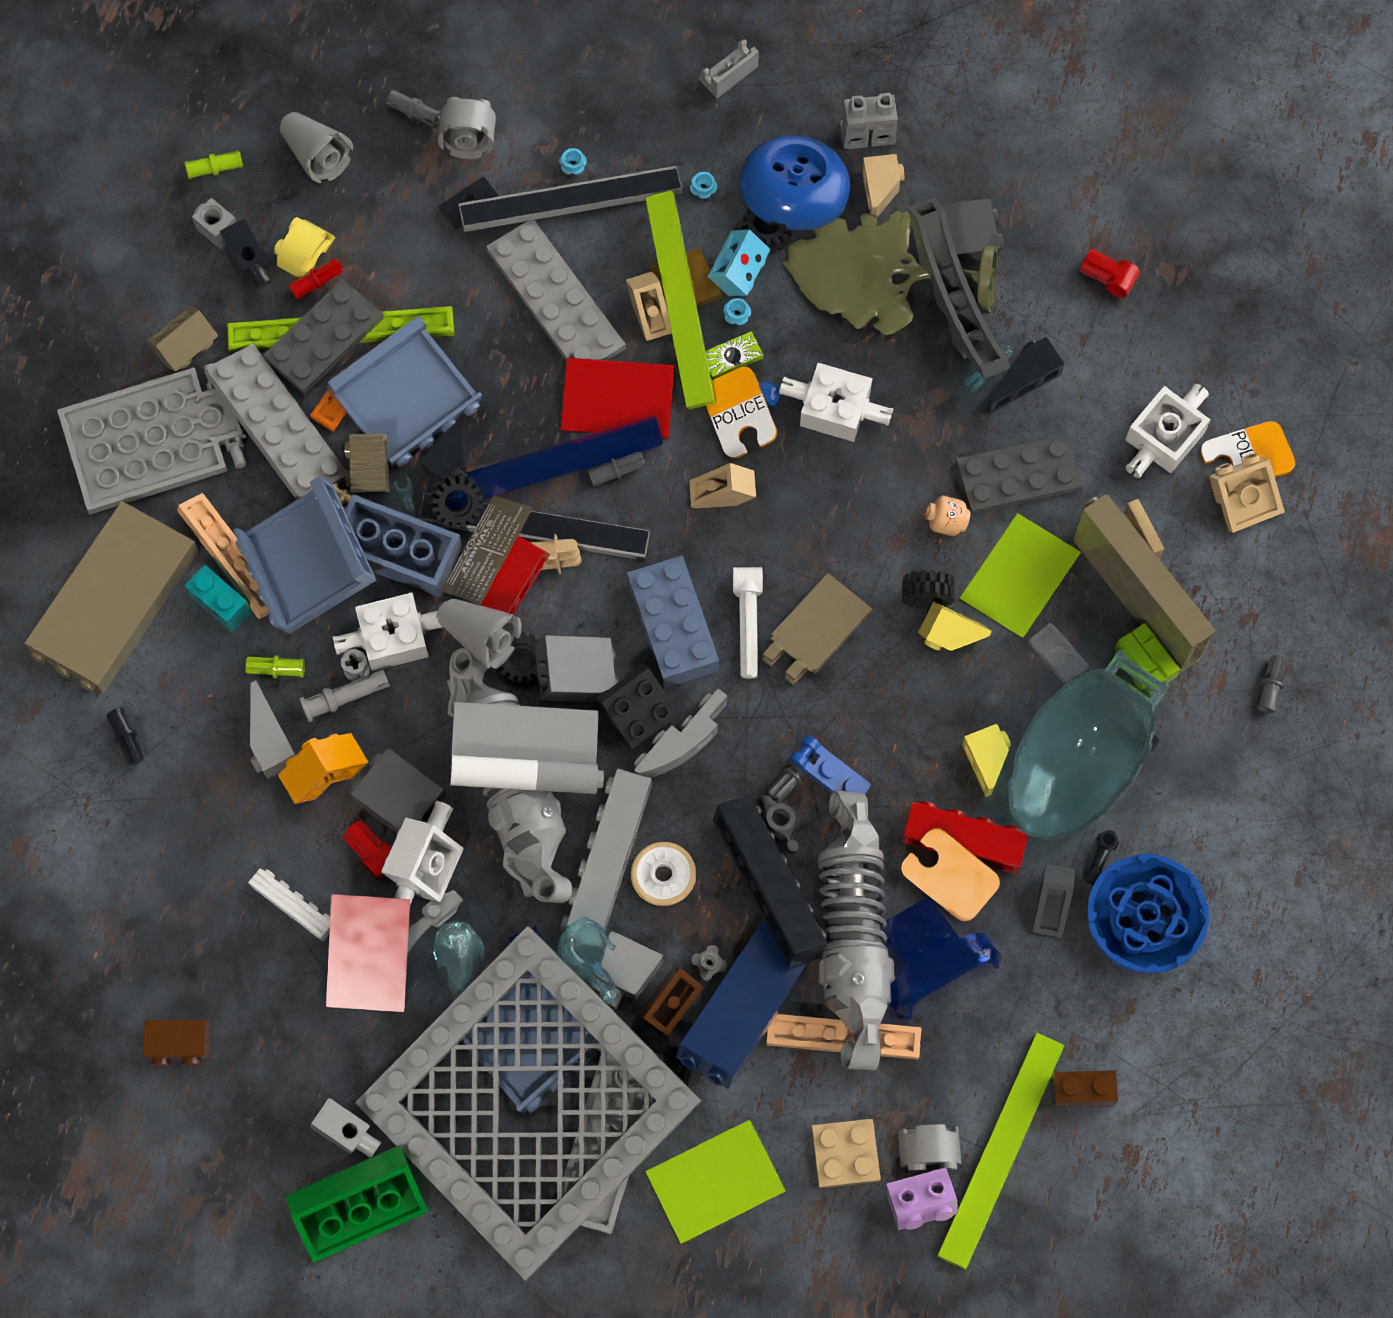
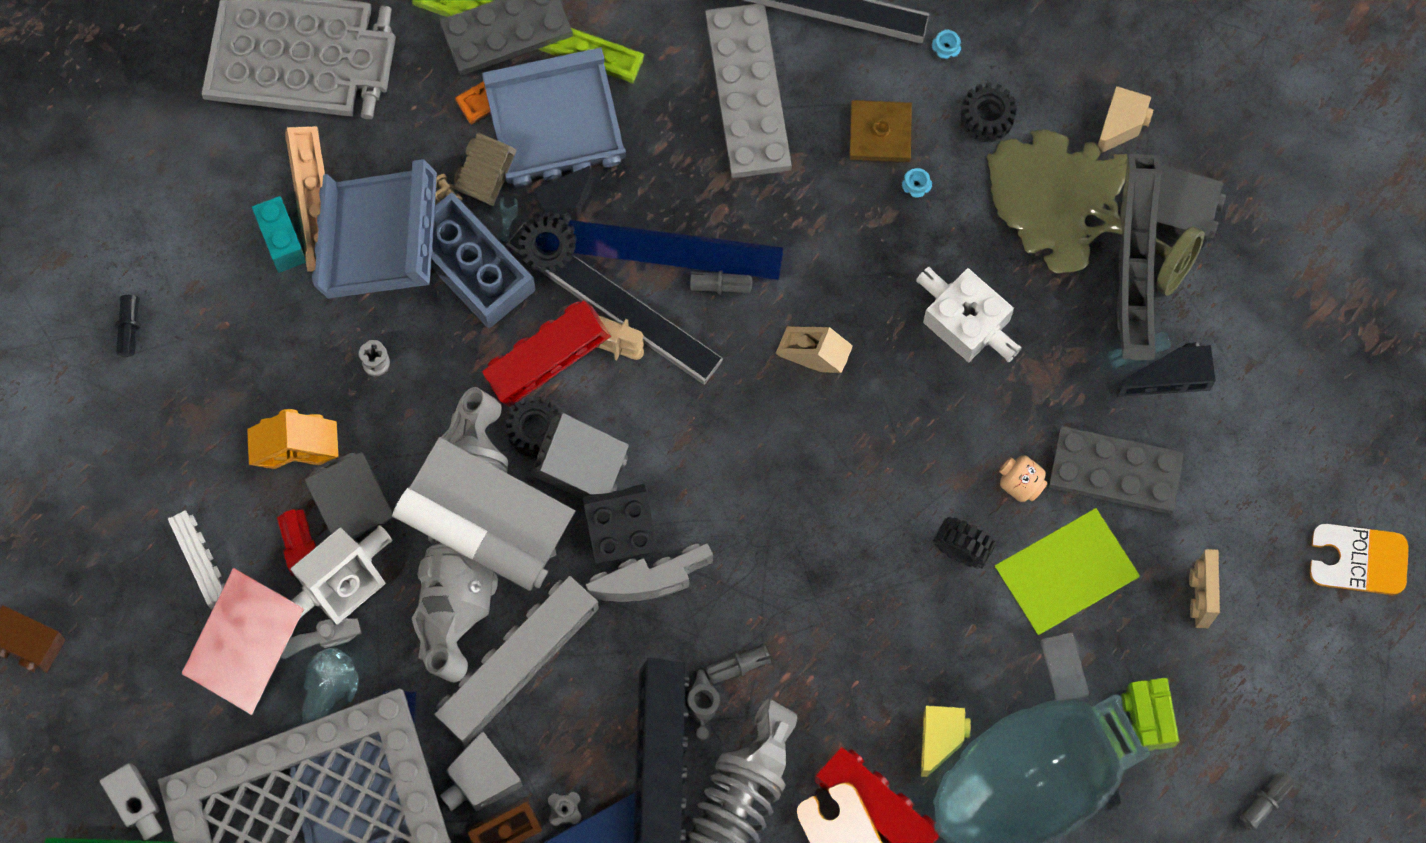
camera: 25 degrees right, 0 degrees up
(111, 598) = (181, 187): dark tan brick -> none
(266, 736) = (257, 388): light grey slope -> none
(274, 421) = (419, 88): light grey plate -> none
(275, 666) = (300, 324): lime axle -> none
(331, 699) = (336, 380): light grey pin -> none
(373, 634) = (438, 354): white brick -> none
(481, 630) = (504, 380): light grey cone -> none
(487, 549) = (552, 303): dark tan sticker -> none
(583, 951) = (442, 740): clear light blue piece -> none
(614, 394) = (757, 209): red sticker -> none
(649, 305) = (833, 138): tan slope -> none
(663, 892) = (565, 720): white wheel -> none
(673, 622) = (698, 457): sand blue brick -> none
(680, 300) = (865, 146): lime tile -> none
(733, 354) = (890, 223): tile -> none
(737, 407) = (870, 273): piece -> none
(739, 263) = (941, 135): medium azure brick -> none
(748, 586) = (791, 455): white axle -> none
(771, 394) = (904, 278): blue tile -> none
(779, 185) = (1018, 79): blue brick -> none
(817, 628) = (837, 529): dark tan tile -> none
(827, 768) = (776, 674): plate -> none
(868, 117) = (1143, 46): light grey hips -> none
(950, 629) = (968, 592): light yellow slope -> none
(1116, 276) = (1314, 316): red piece -> none
(1142, 581) = (1182, 636): dark tan brick -> none
(1151, 435) = (1292, 476): white brick -> none
(1246, 492) = (1338, 594): tan plate -> none

